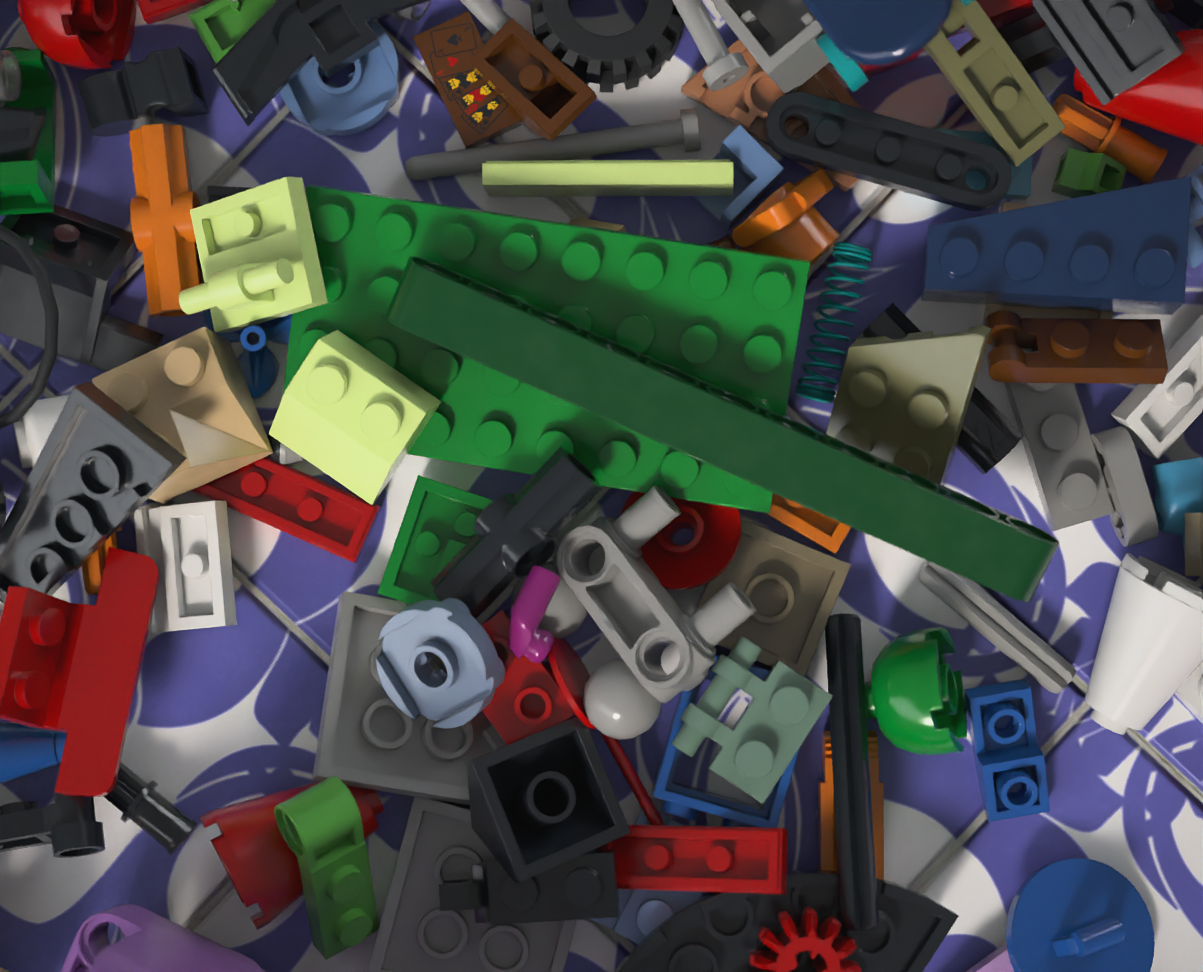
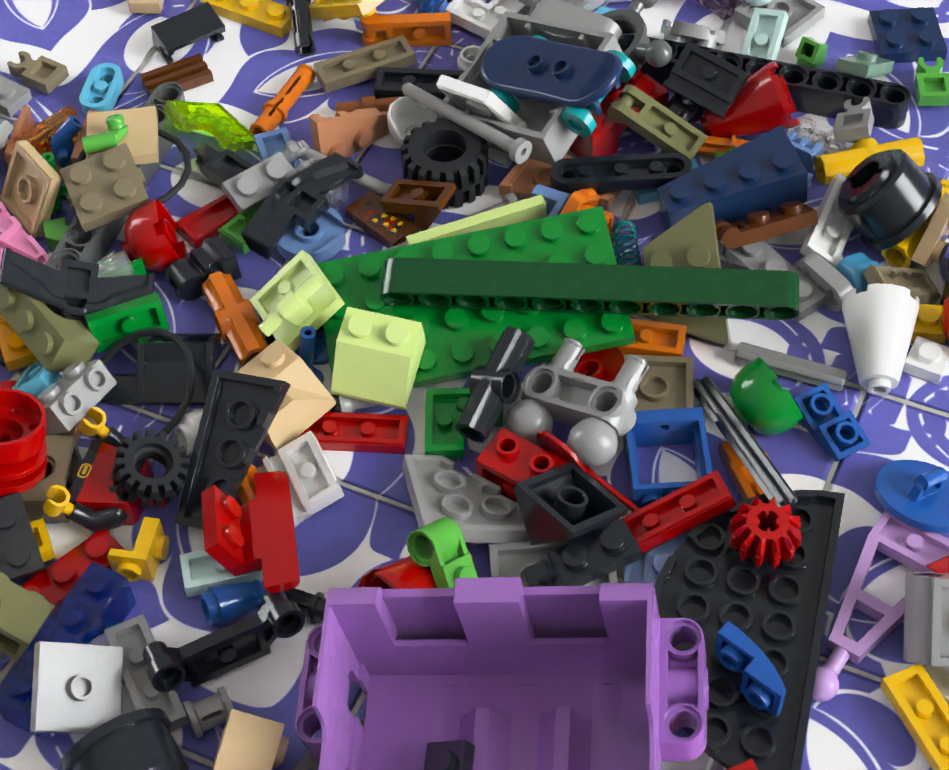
camera: 15 degrees left, 35 degrees down
(463, 646) = (498, 451): sand blue plate -> none
(527, 613) = (518, 414): magenta arm -> none
(767, 731) = (685, 429): sand green plate -> none

